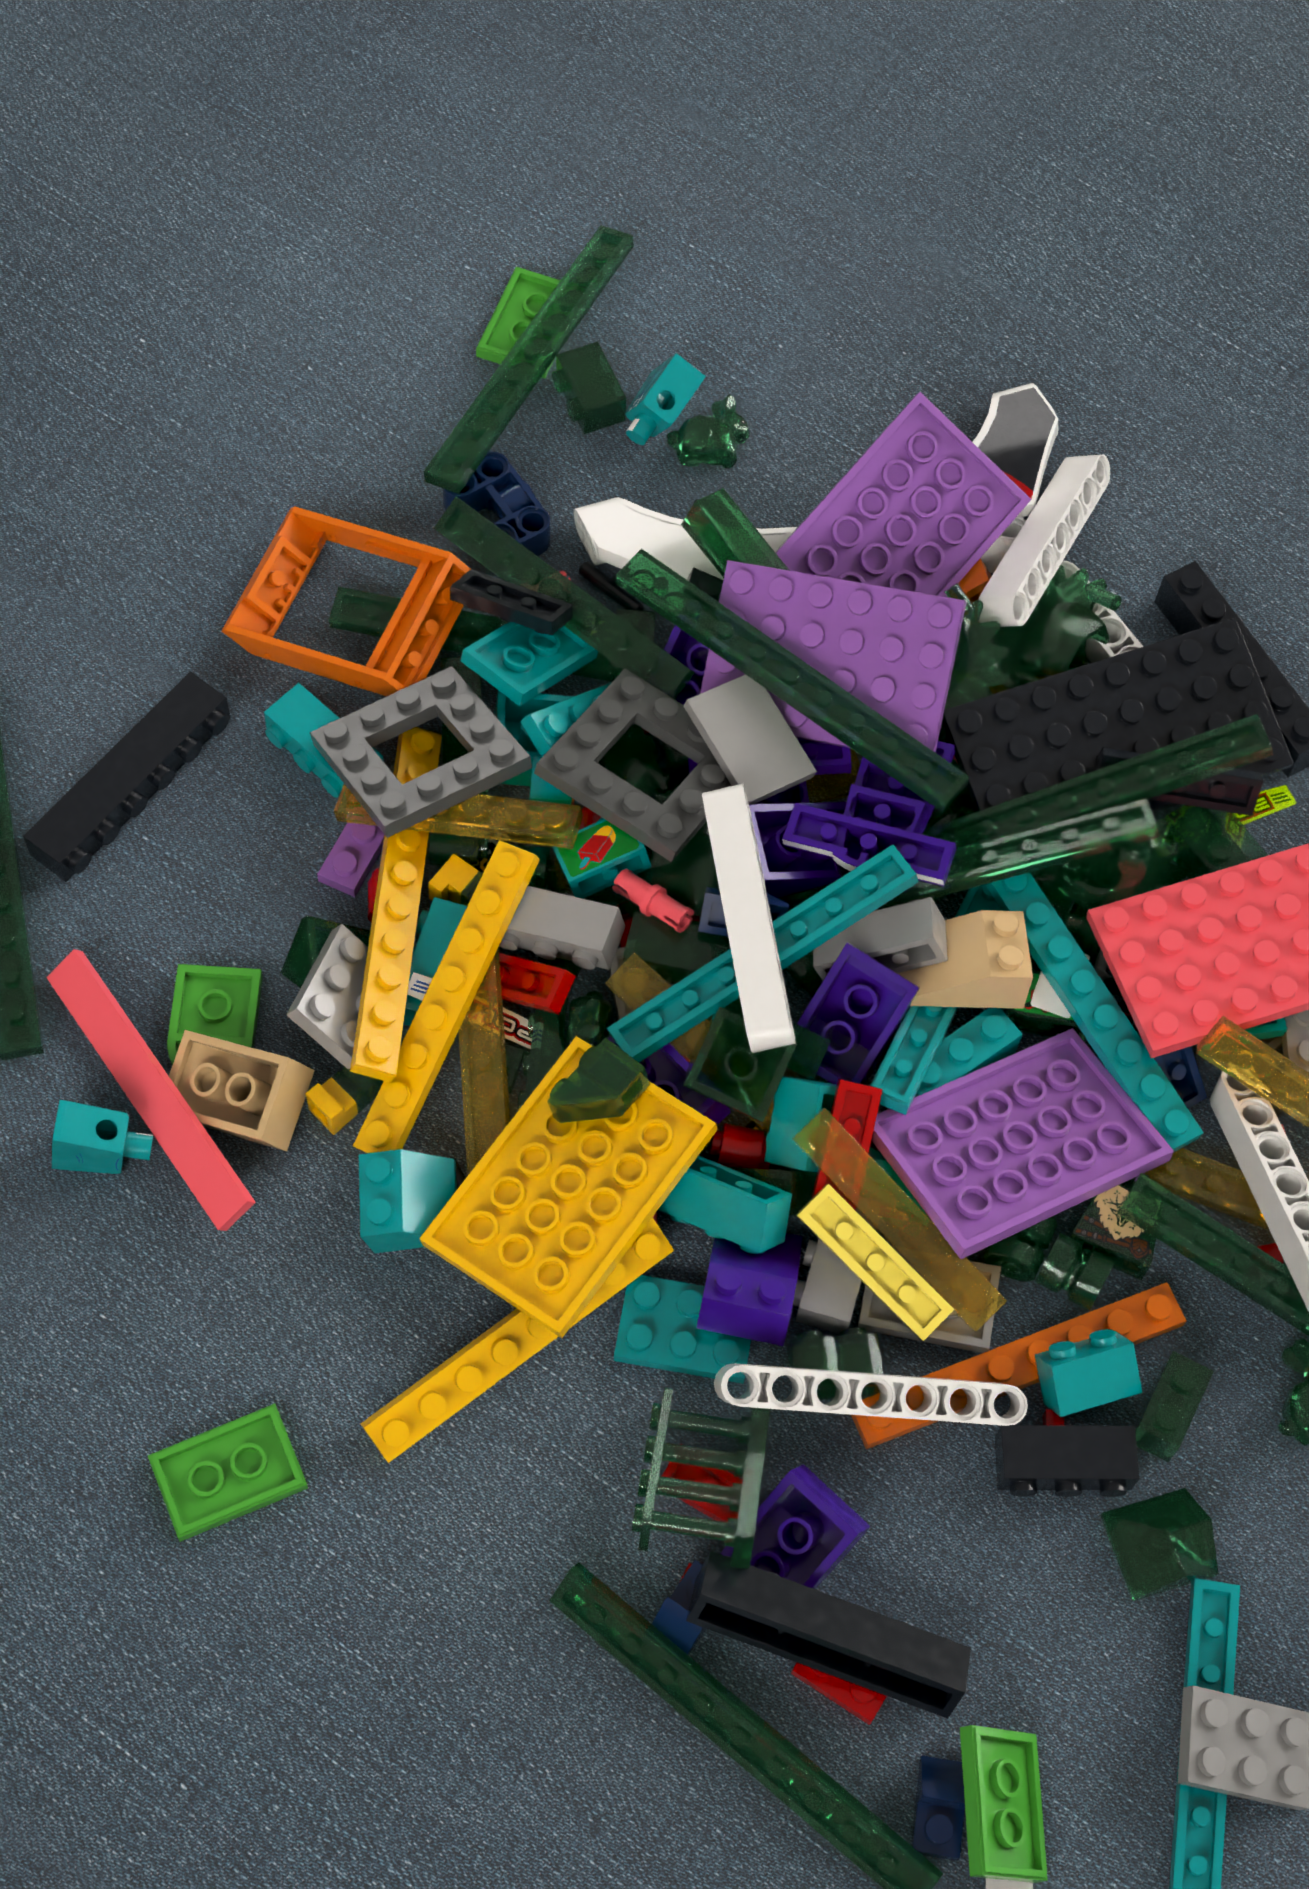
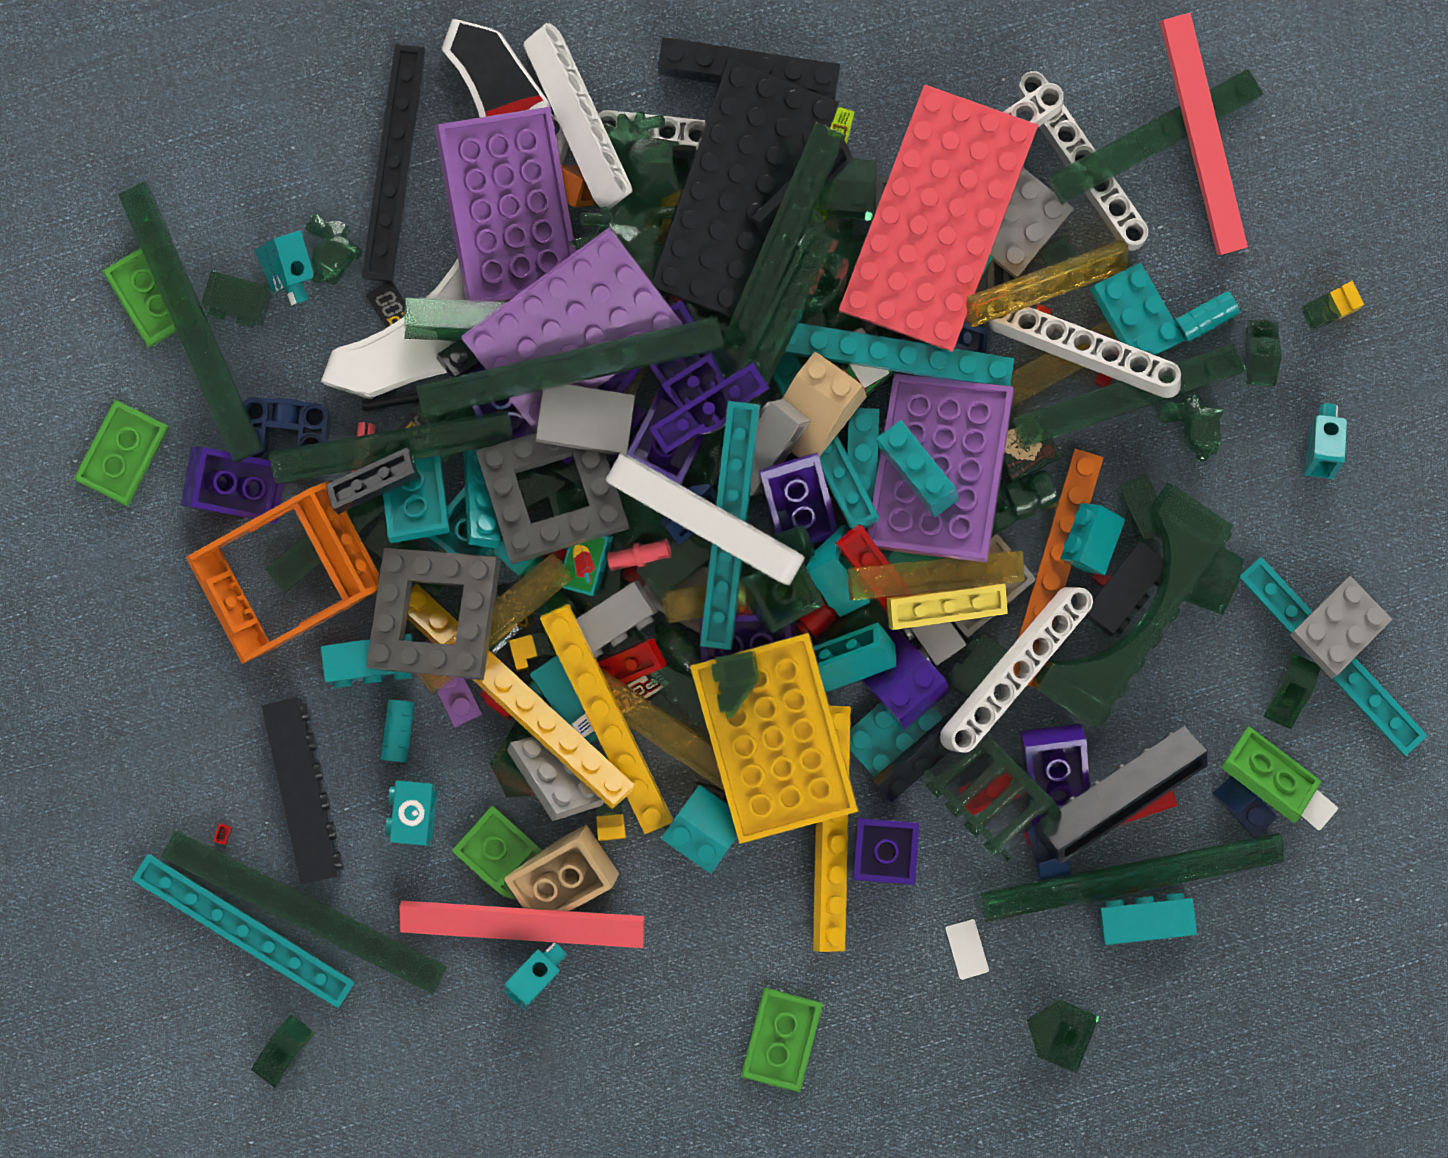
camera: 45 degrees left, 20 degrees up
(24, 738) = (222, 834): none -> red piece
(187, 889) = (412, 813): none -> teal brick
(268, 822) = (397, 731): none -> teal axle
(351, 397) = (121, 453): none -> bright green tile
(395, 497) = (229, 487): none -> dark purple slope
(485, 1797) = (1062, 1033): none -> clear green slope
(500, 1607) = (967, 949): none -> white sticker
(540, 1414) = (885, 851): none -> dark purple brick
(690, 1375) = (916, 759): none -> black plate
(705, 1793) = (1147, 919): none -> teal brick
(841, 431) = (393, 163): none -> black plate
(995, 1107) = (917, 468): none -> teal brick
(1121, 1751) = (1292, 691): none -> clear green slope
(1188, 1471) = (1190, 541): none -> clear green arch

